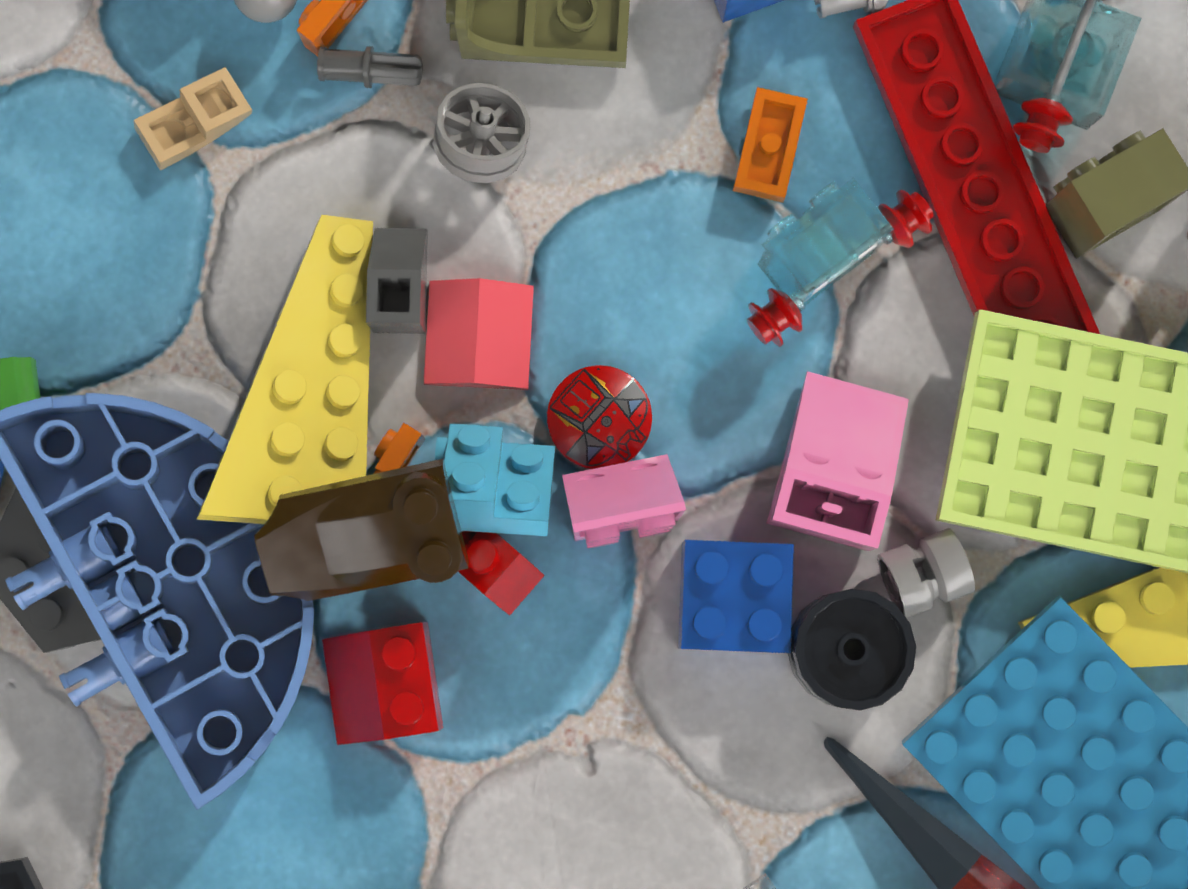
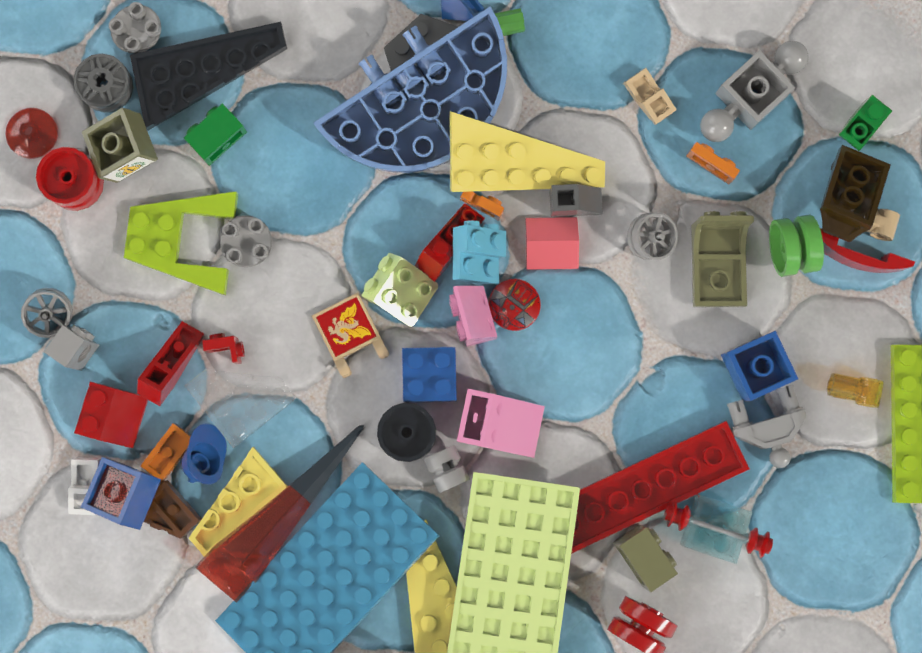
camera: 85 degrees right, 0 degrees up
(363, 534) = (447, 190): dark brown slope -> none
(369, 67) = (682, 179): dark grey axle -> none
(382, 684) = (377, 208): red slope -> none
(554, 648) = (400, 289): none -> yellowish green bracket
(629, 761) = (347, 329): none -> flag
(770, 144) = (658, 381): orange plate -> none
(826, 245) = (606, 409): clear light blue brick -> none

